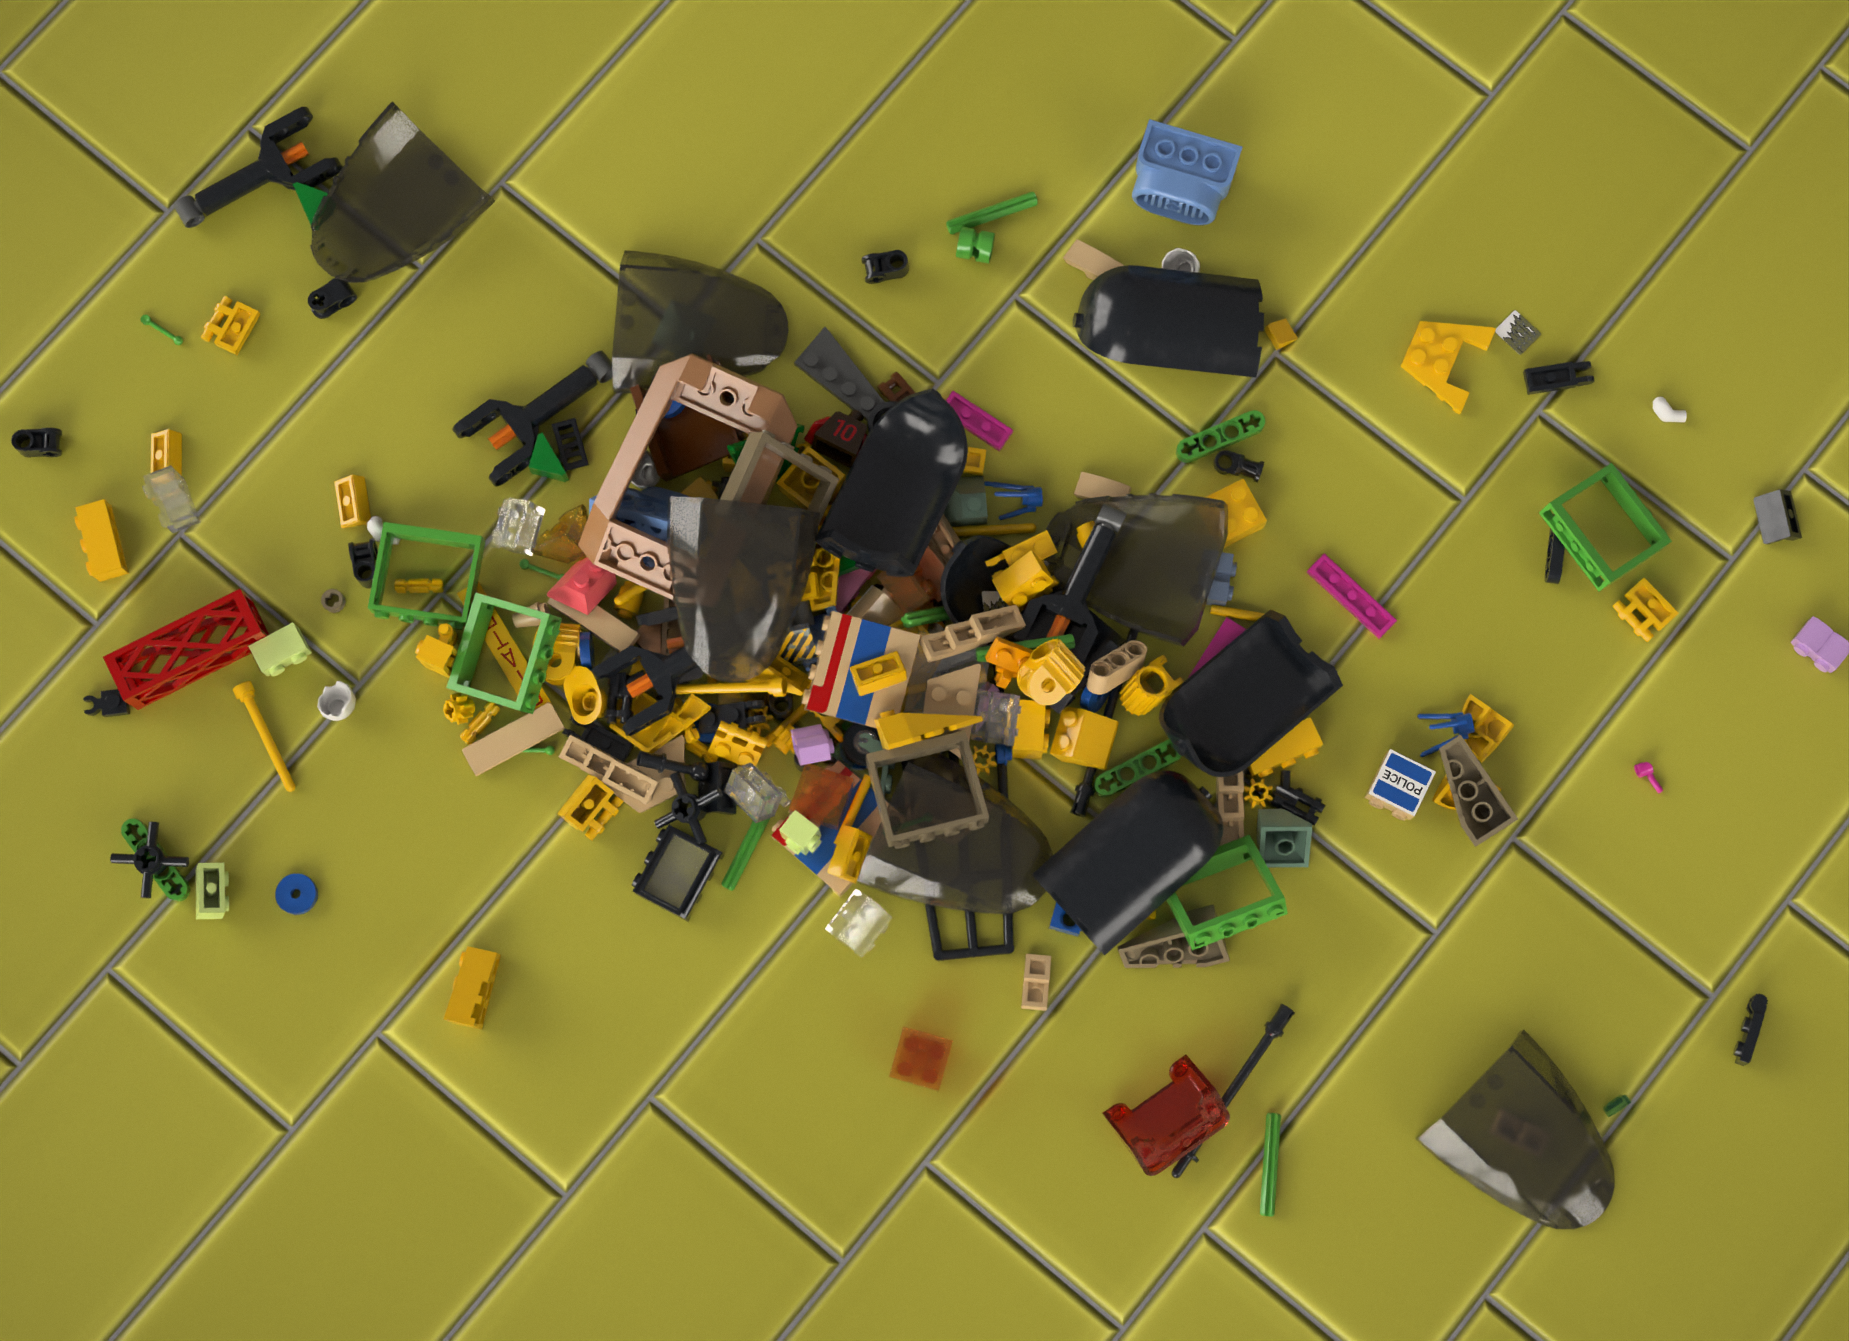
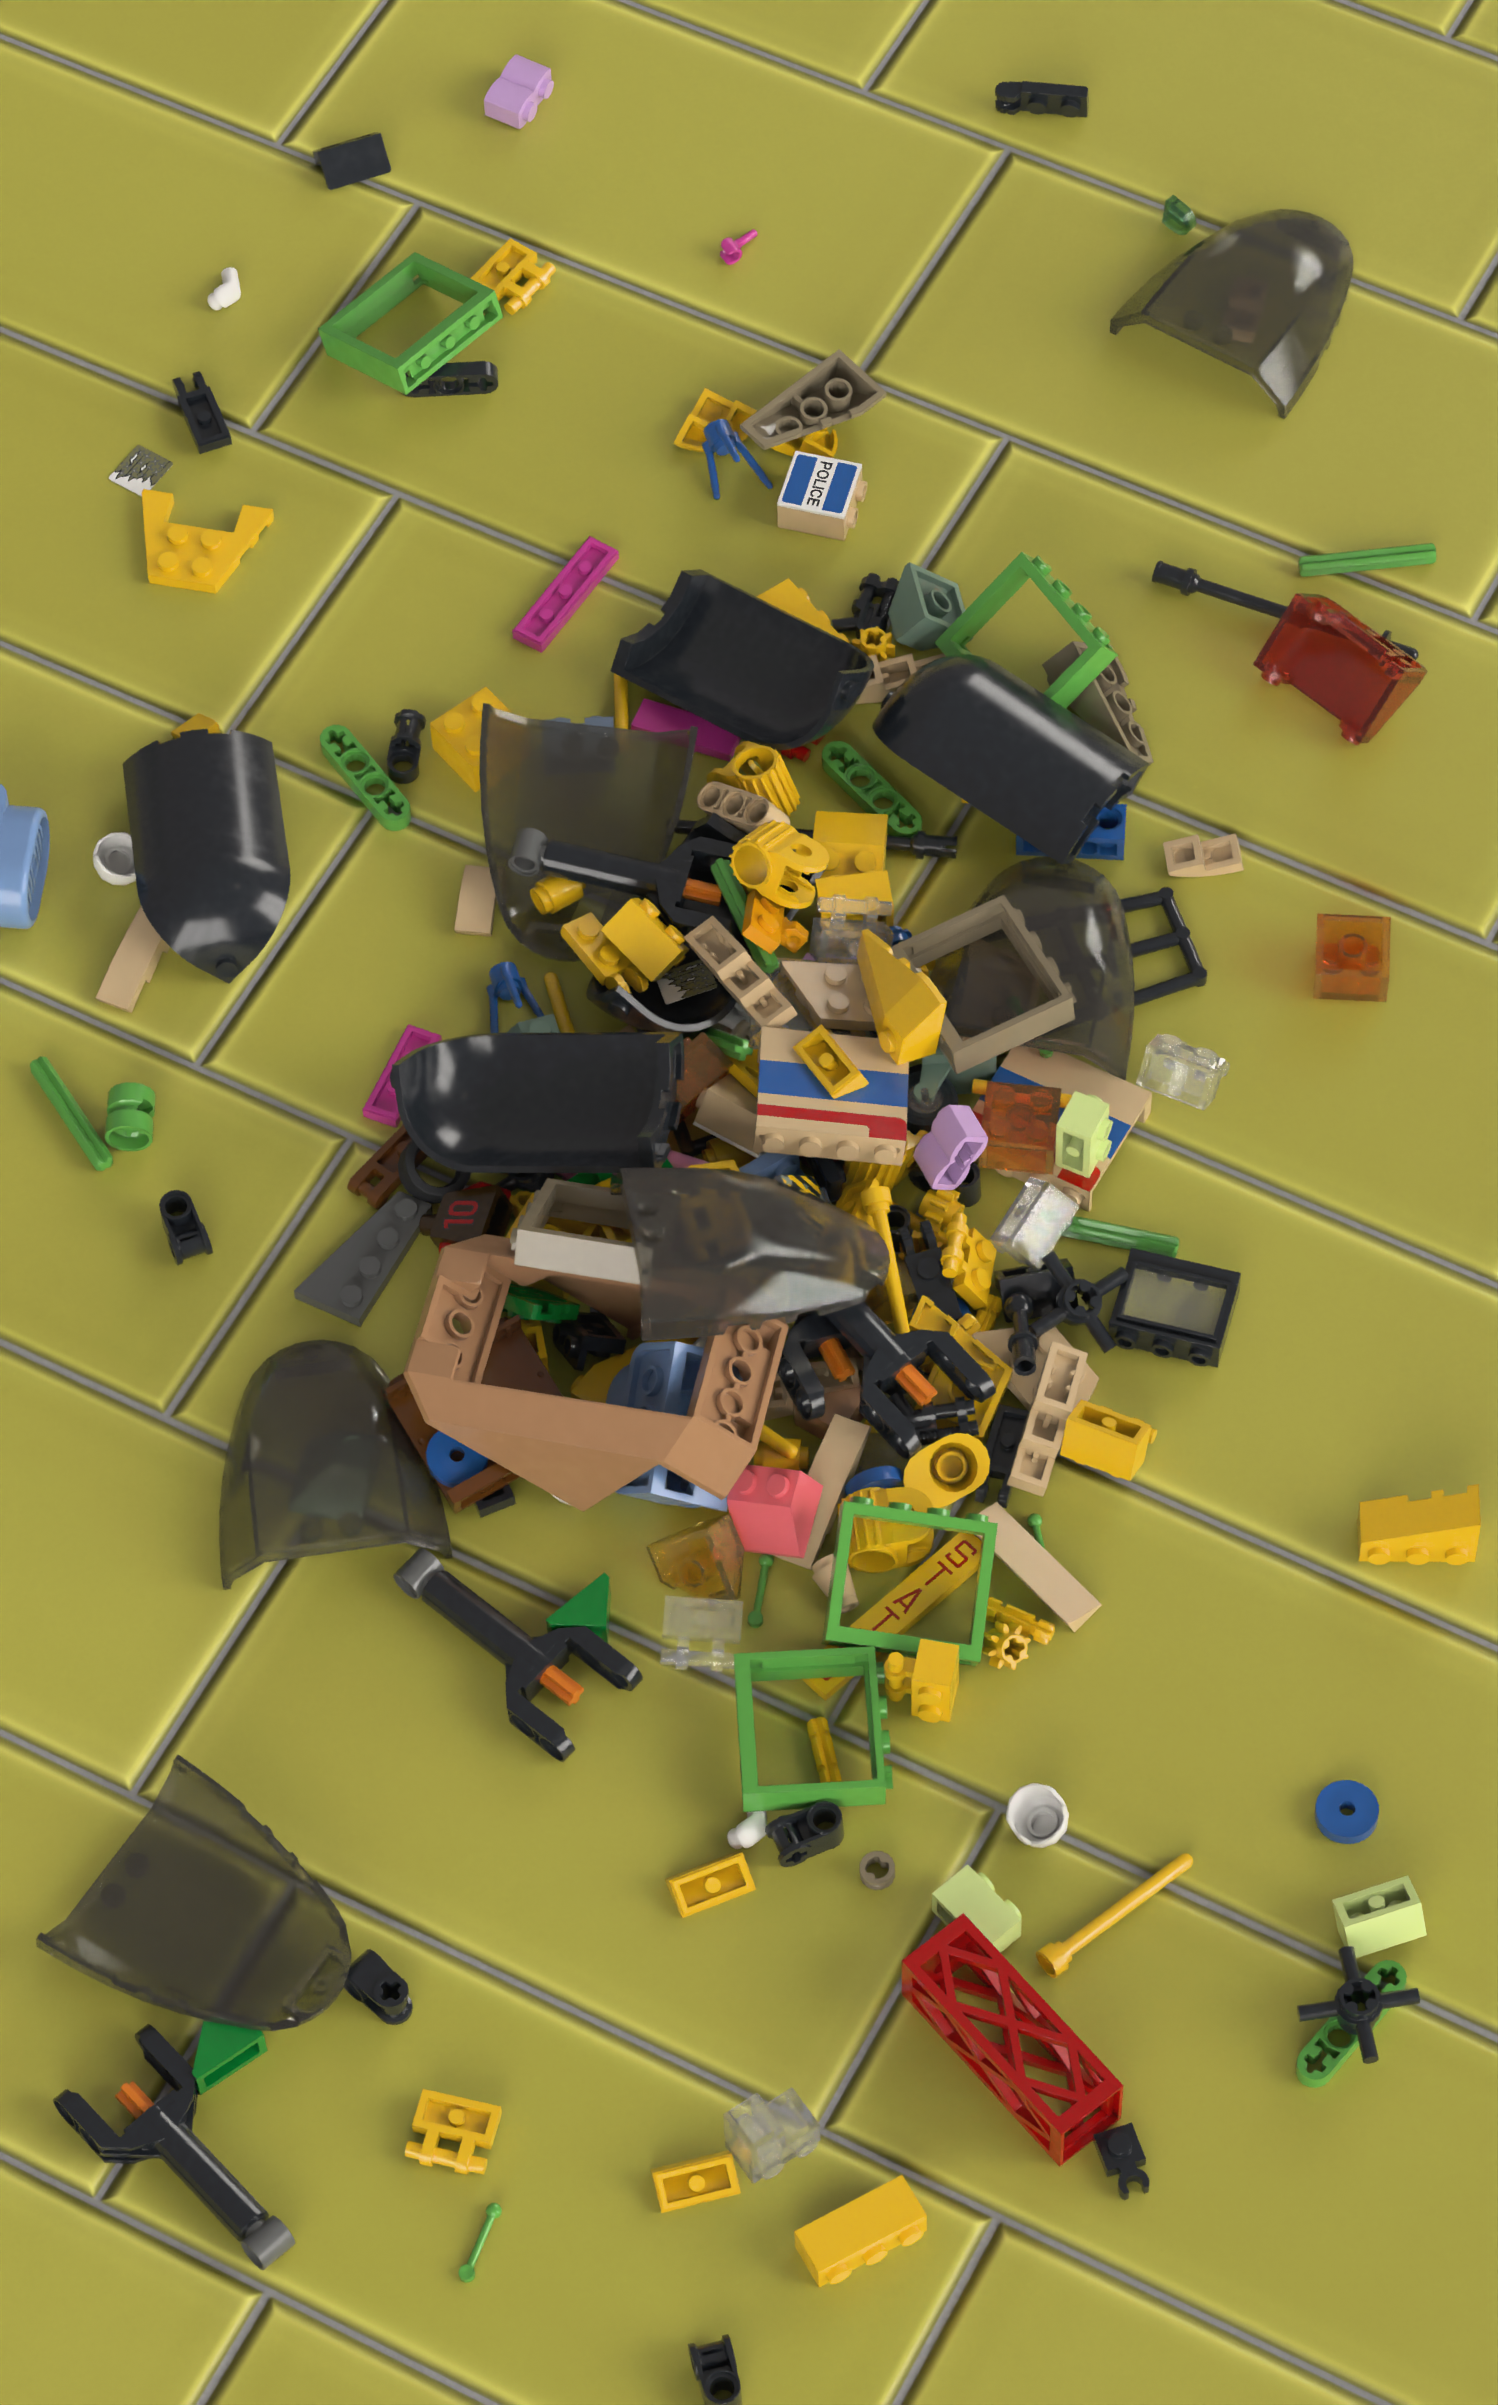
camera: 100 degrees left, 20 degrees down
(565, 425) = (525, 1601): black slope -> none
(849, 854) = (1105, 1084): yellow slope -> none

